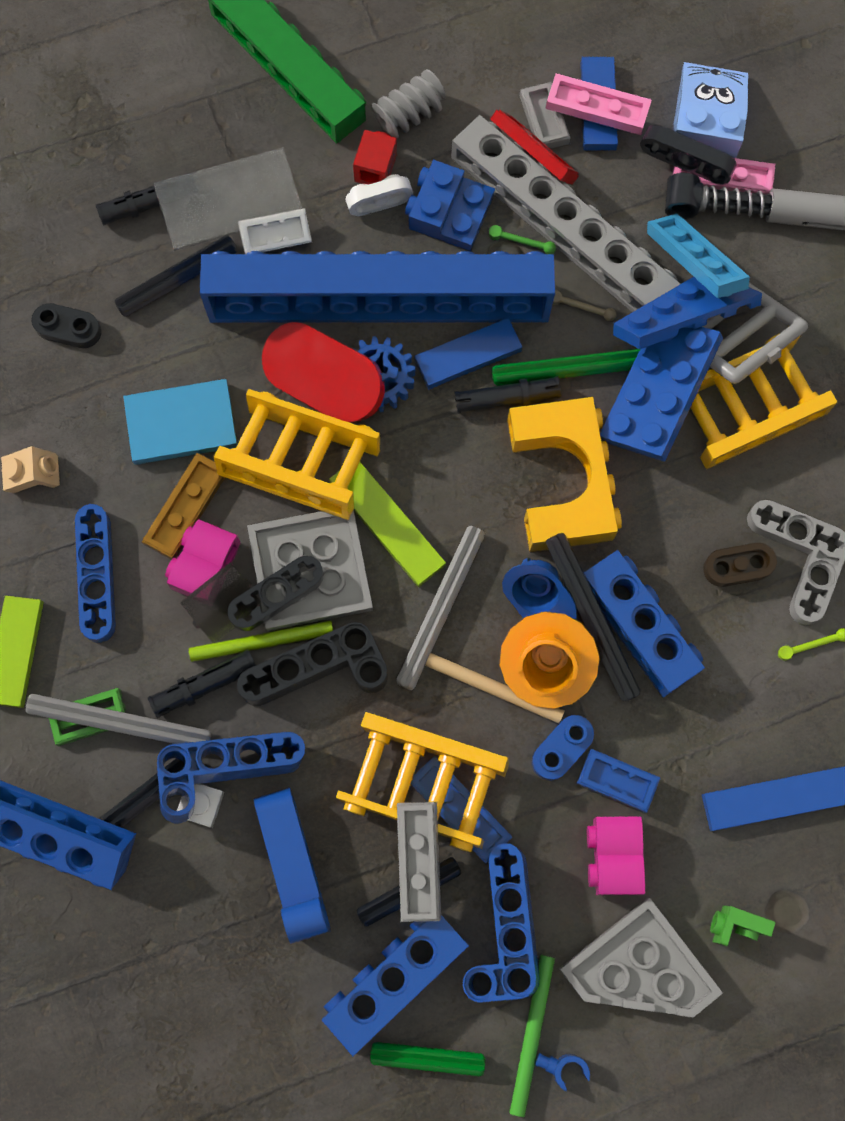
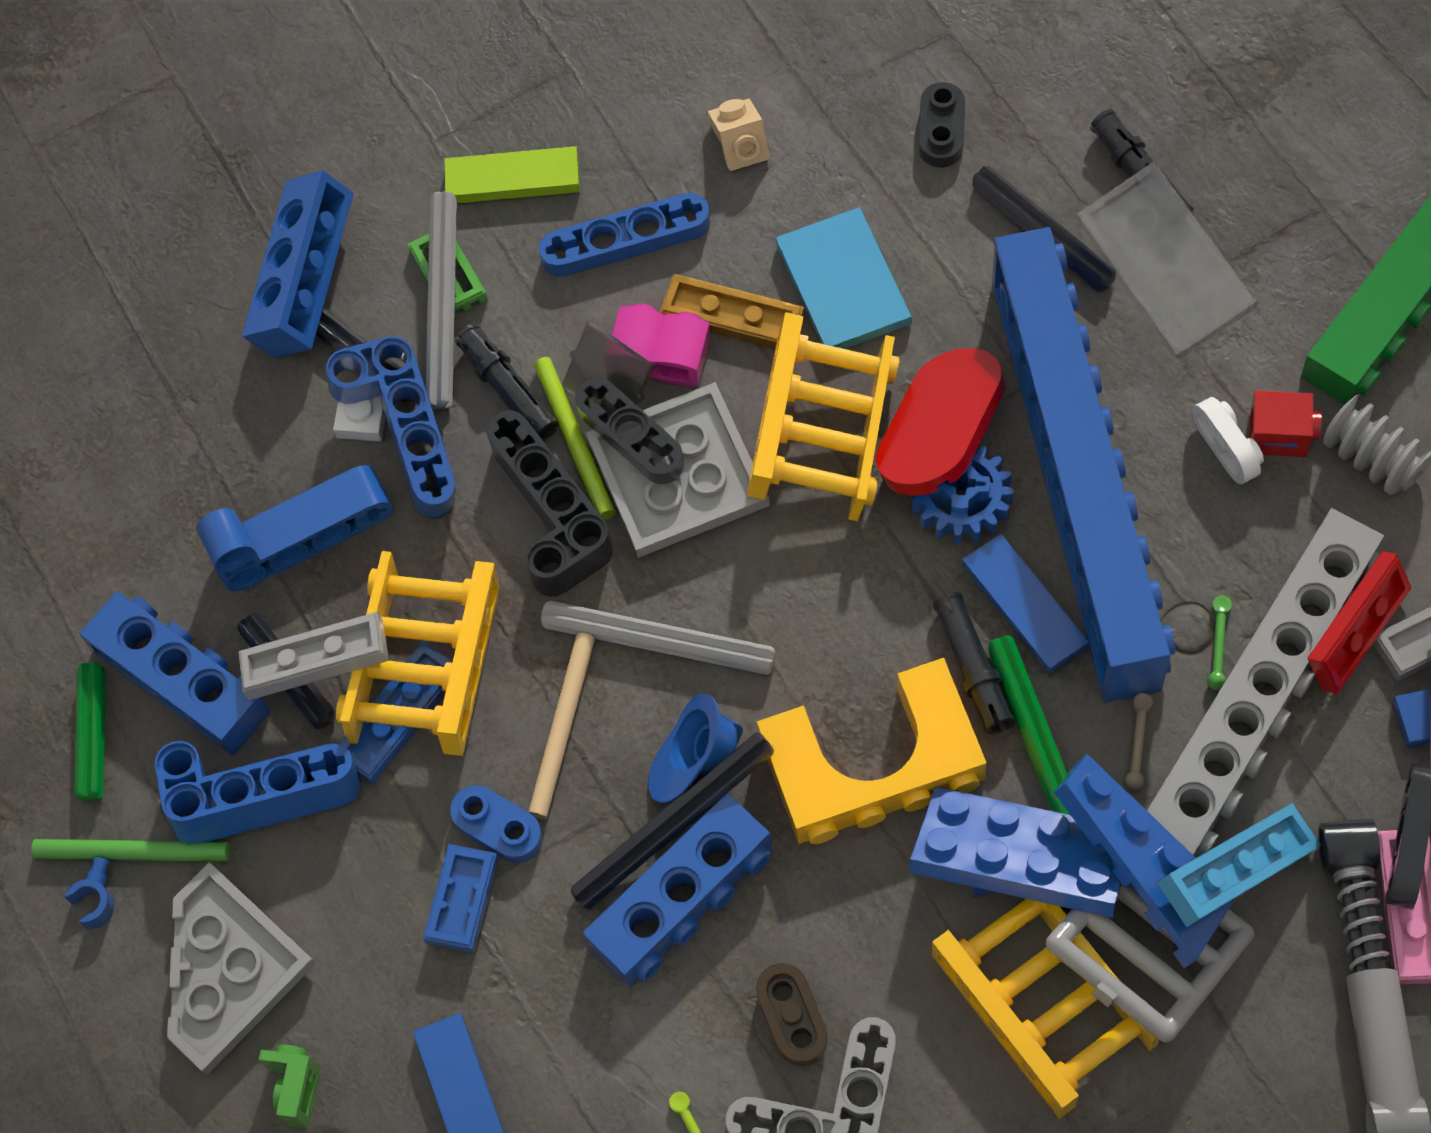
camera: 90 degrees right, 10 degrees down
(275, 231) = (1135, 325): white plate -> none
(393, 528) = (756, 555): lime tile -> none
(449, 205) = (1241, 534): blue plate -> none
(549, 660) = (598, 770): light orange helmet -> none
(617, 856) = (361, 910): dark pink brick -> none

